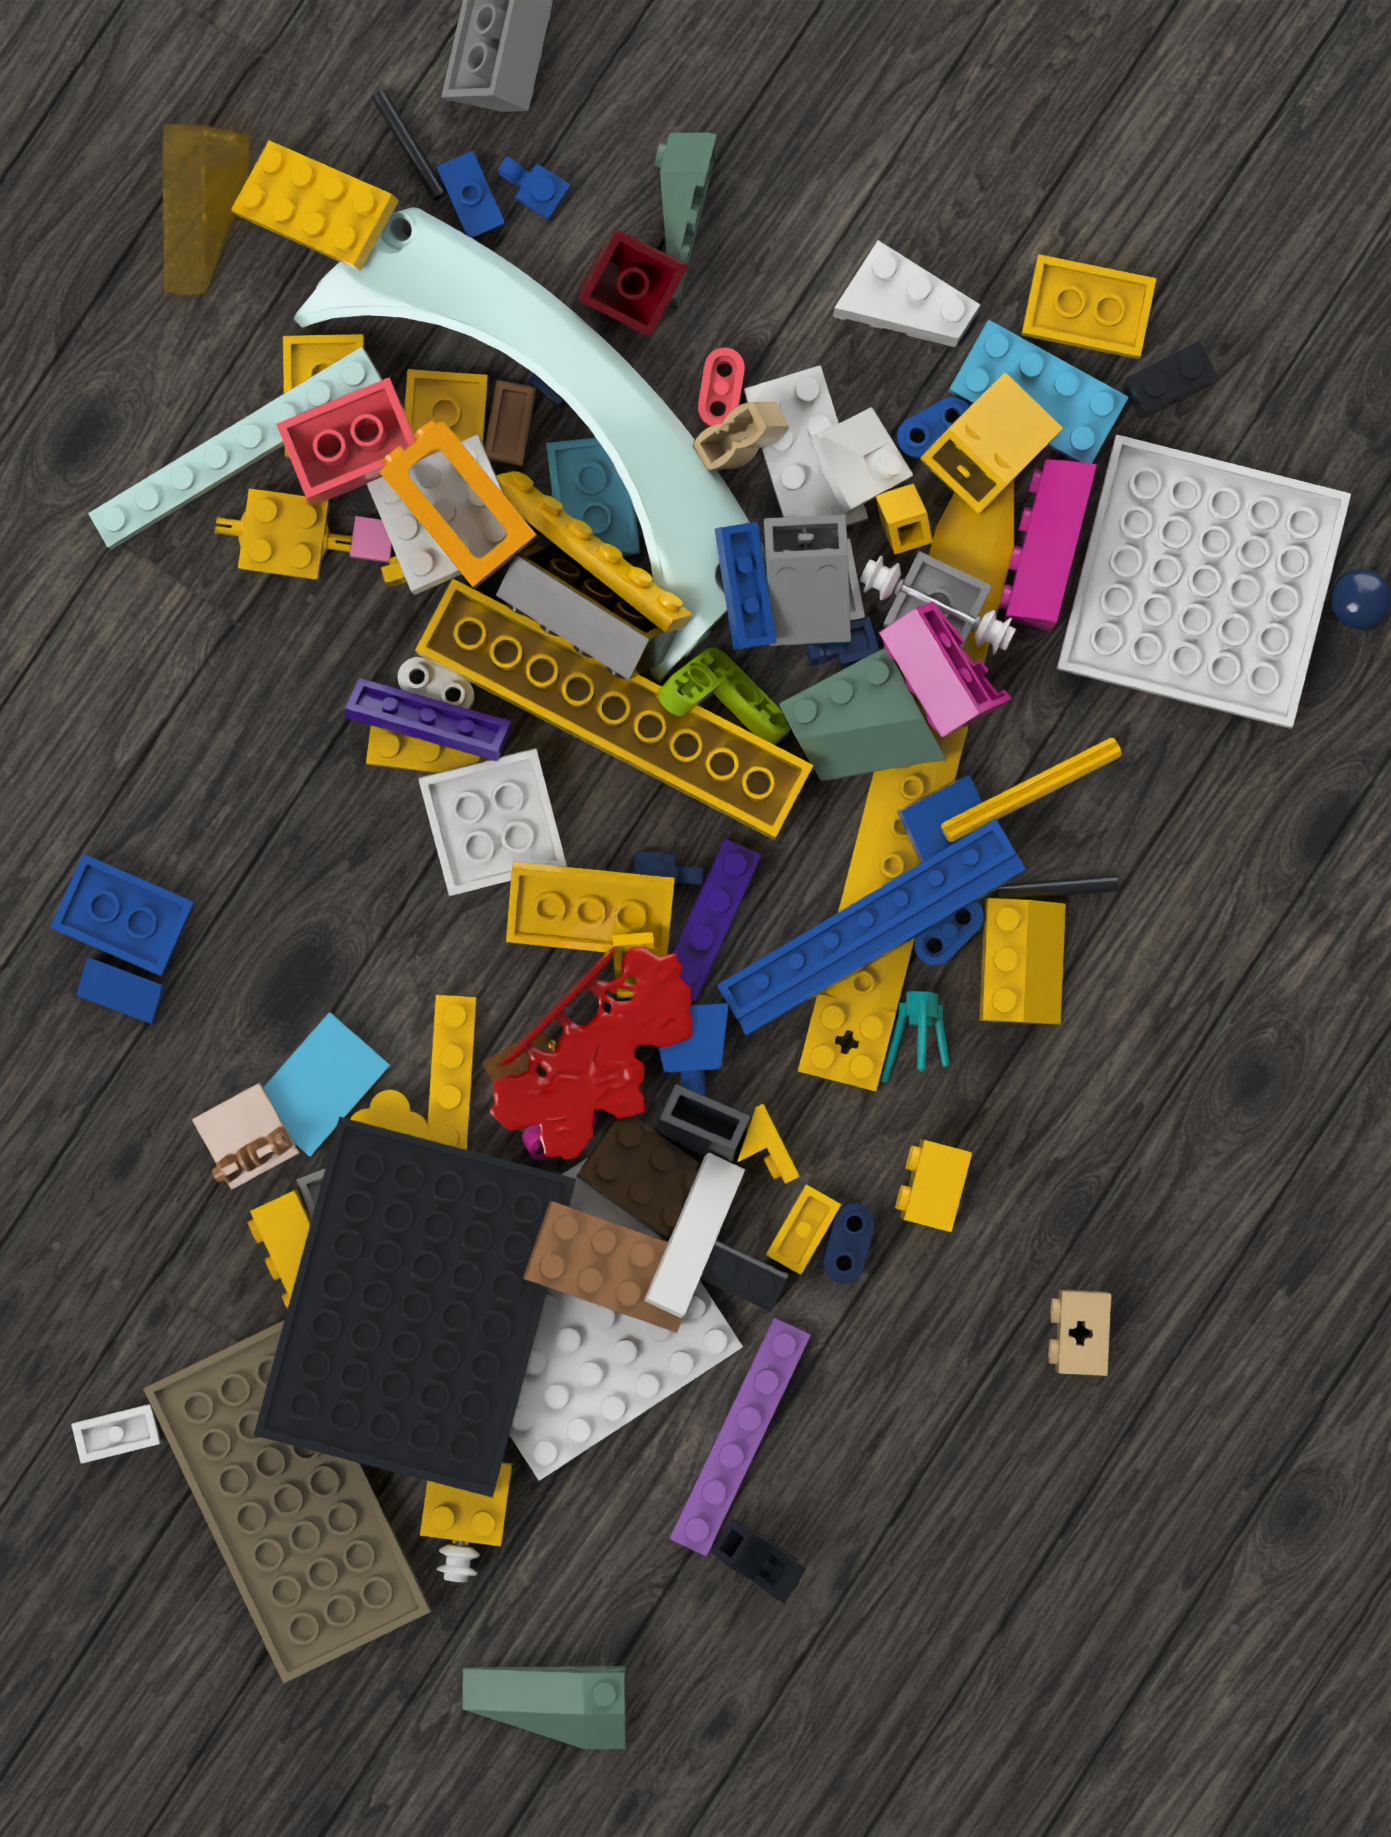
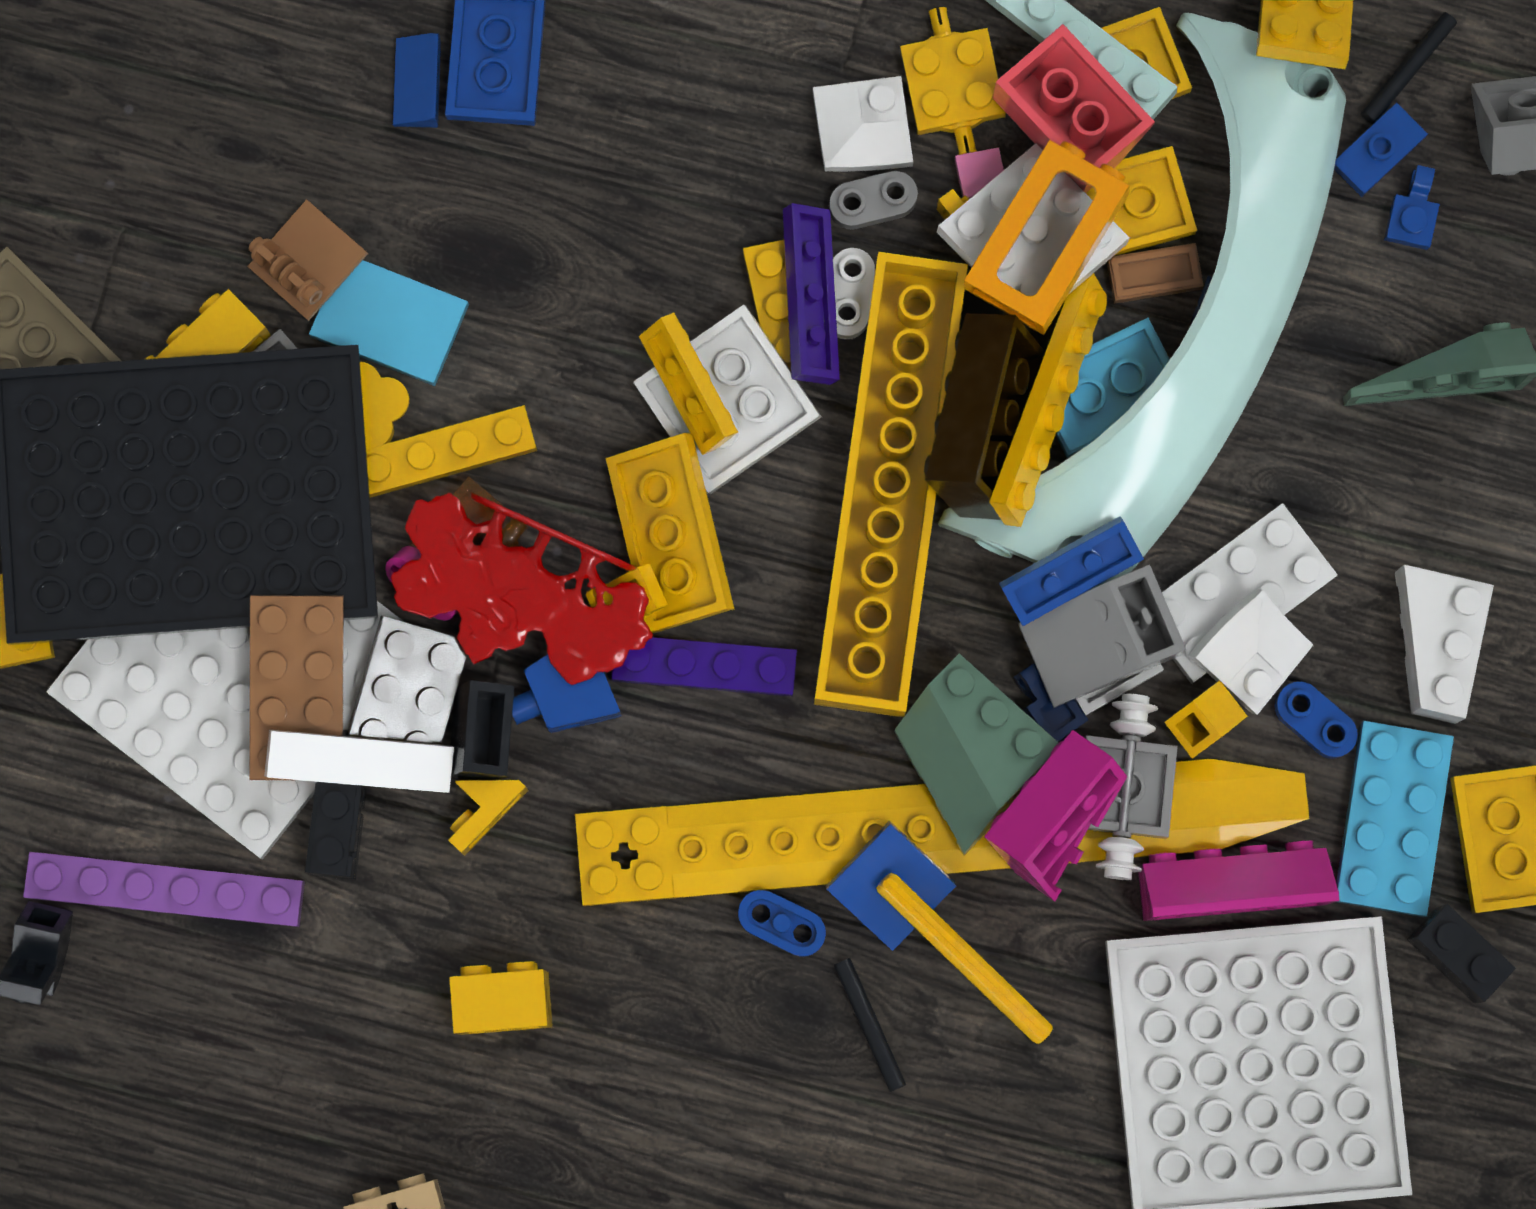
camera: 65 degrees right, 5 degrees down
(295, 624) = (863, 125): none -> white plate
(362, 637) = (875, 203): none -> light grey plate
(470, 849) = (688, 383): none -> yellow plate
(631, 281) = (1350, 343): dark red slope -> none
(665, 866) = (744, 598): dark blue plate -> none
(718, 388) = (1272, 479): coral plate -> none
(729, 686) = (940, 639): lime beam -> none
(741, 435) = (1230, 513): tan brick -> none
(803, 1229) = (407, 879): yellow plate -> none
(849, 1243) = (409, 933): dark blue plate -> none
(872, 927) = (755, 837): blue plate -> none
(921, 1010) = (685, 923): teal plant -> none
(991, 443) = (1320, 782): yellow slope -> none
(1022, 961) = (776, 1014): yellow slope -> none

